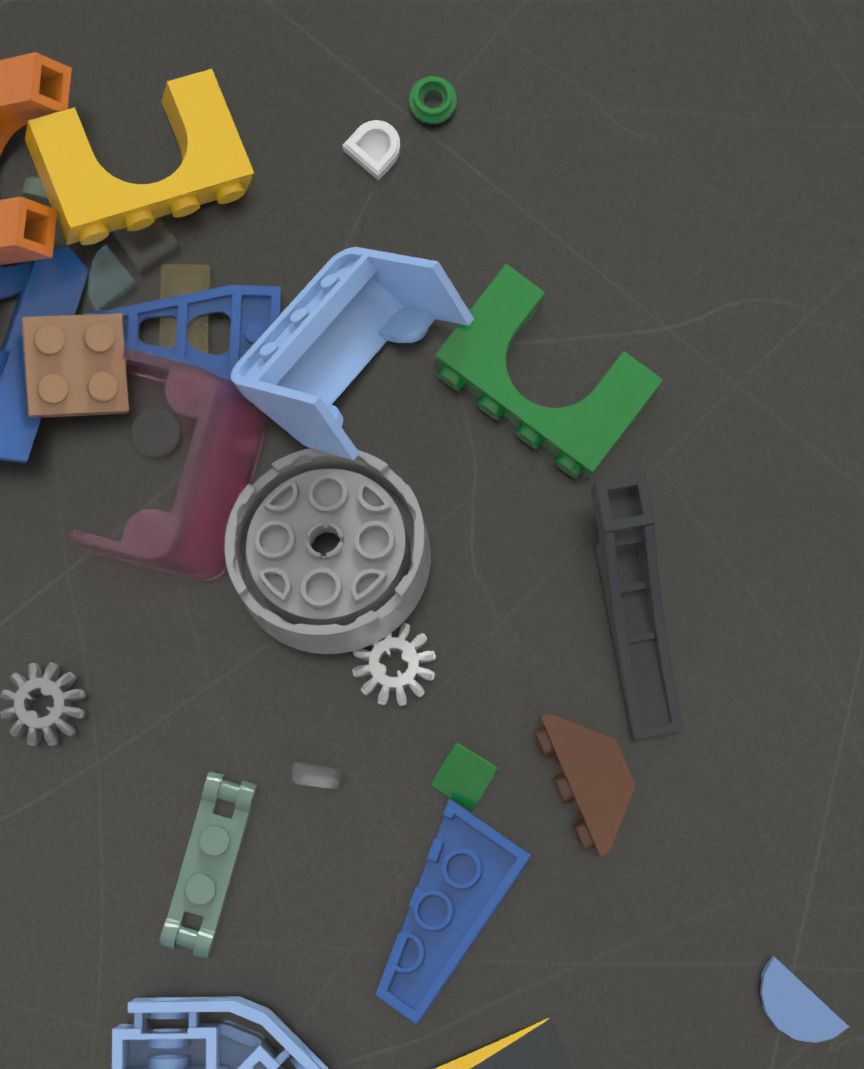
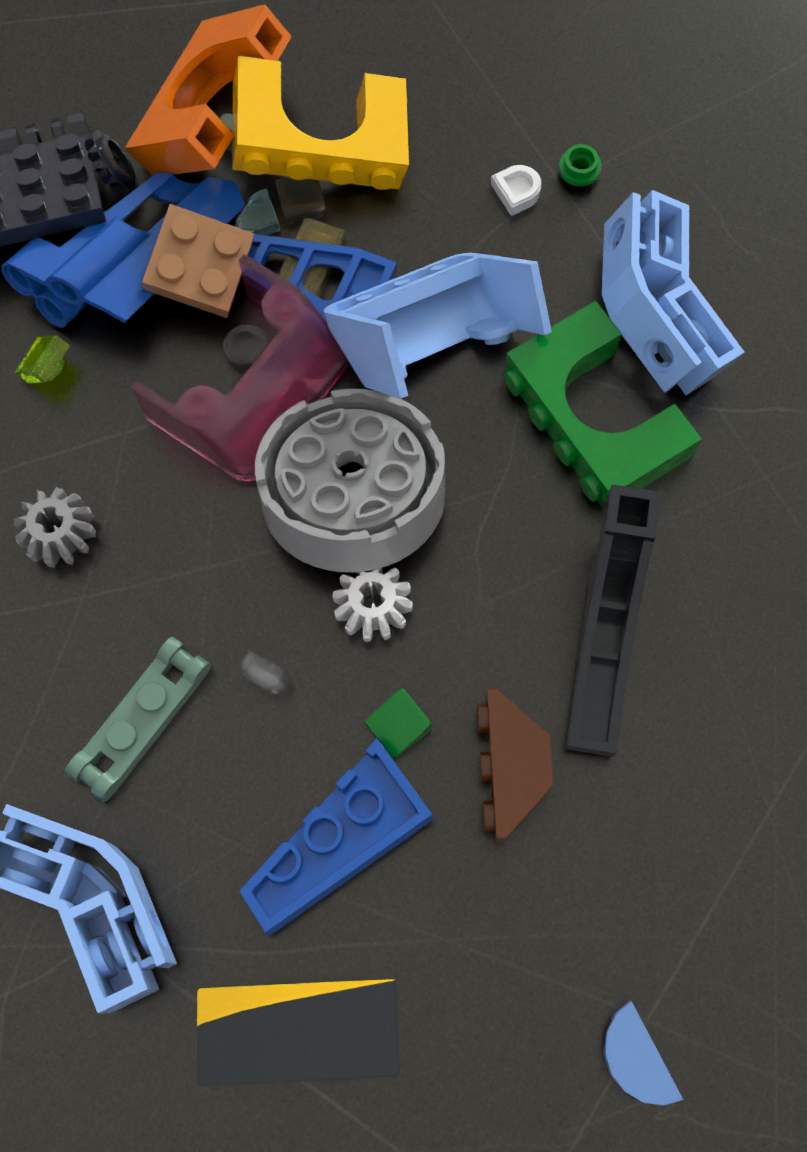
camera: 25 degrees right, 10 degrees down
(562, 238) = (655, 299): none -> light blue brick

